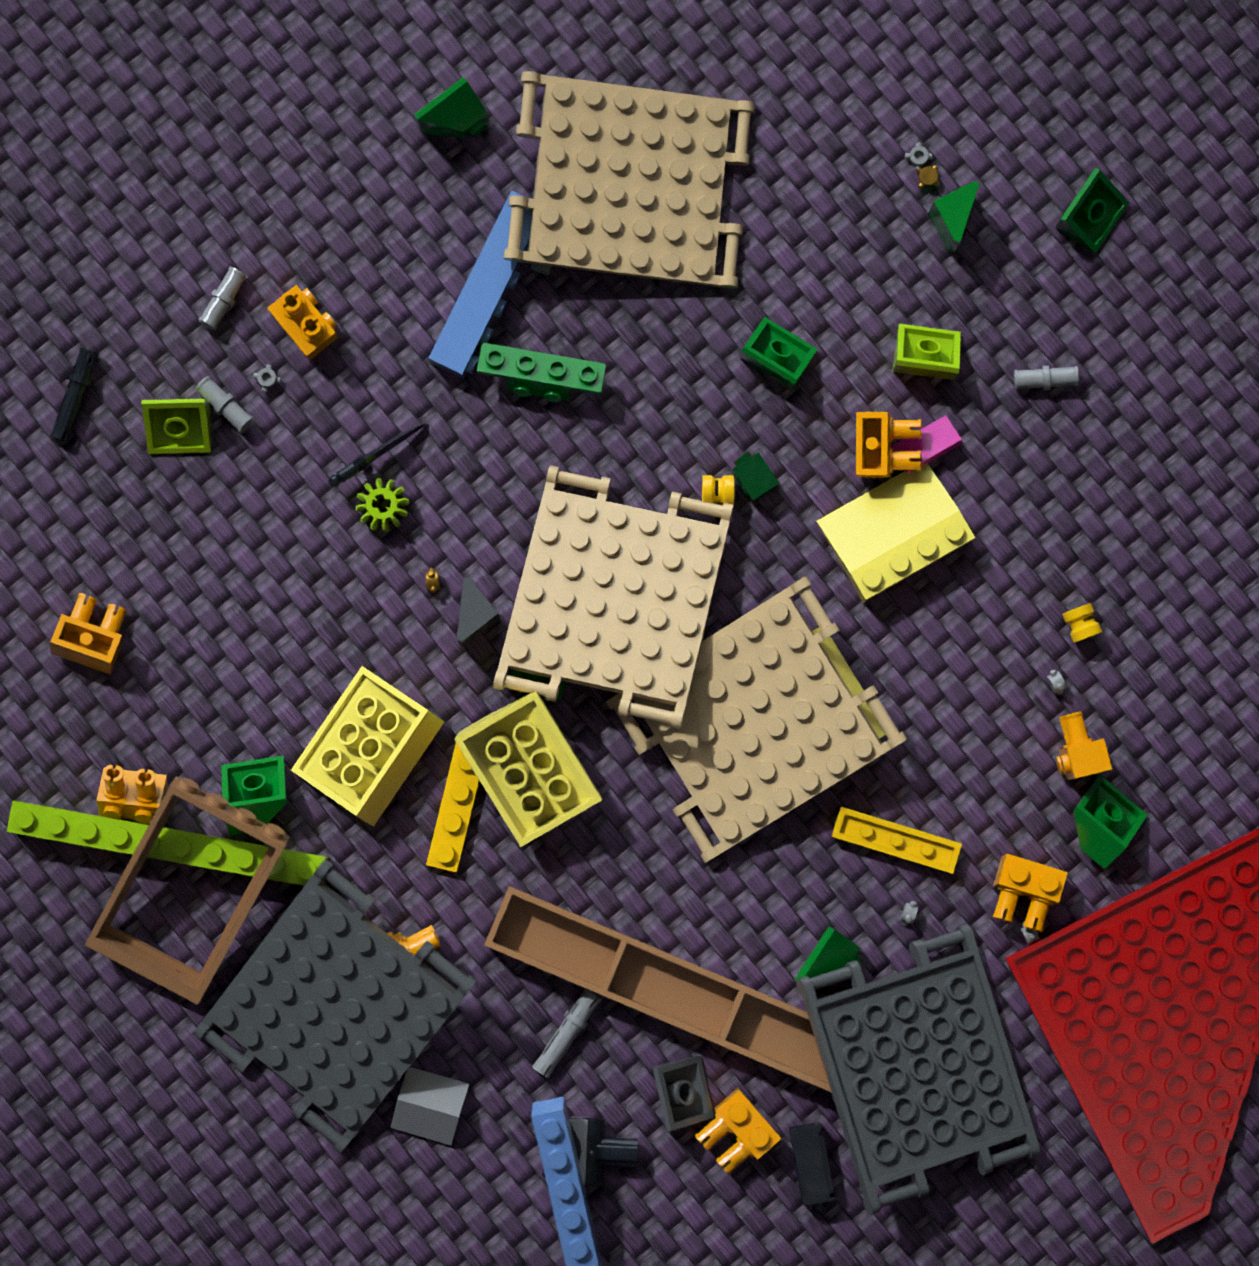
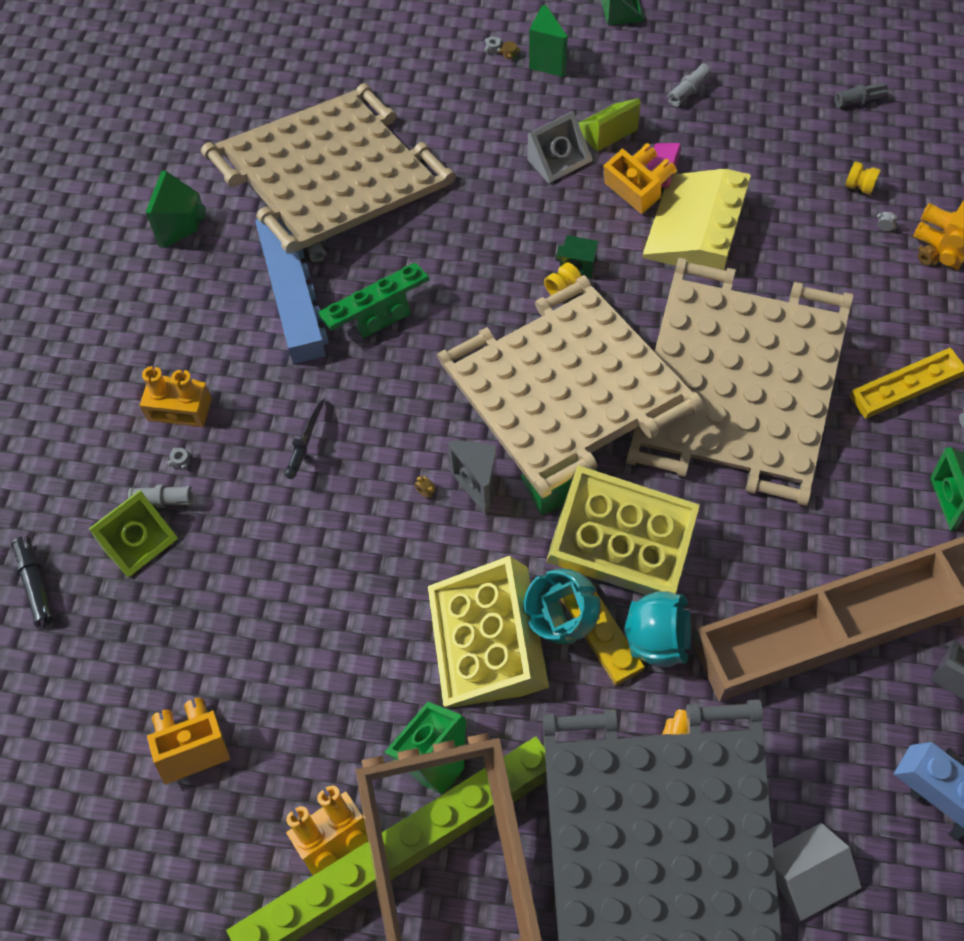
camera: 35 degrees left, 25 degrees down
(222, 298) = (101, 433): light grey pin -> none
(390, 497) = (341, 466): lime gear -> none
(420, 776) = (546, 614): none -> teal piece
(487, 860) = (659, 629): none -> teal piece
(560, 1042) = (845, 697): light grey pin -> none
(777, 353) = (520, 191): green slope -> none
(850, 347) = (558, 148): none -> light grey slope
(1051, 745) = (927, 255): none -> pearl gold piece
(1190, 533) = (860, 94): none -> dark grey axle

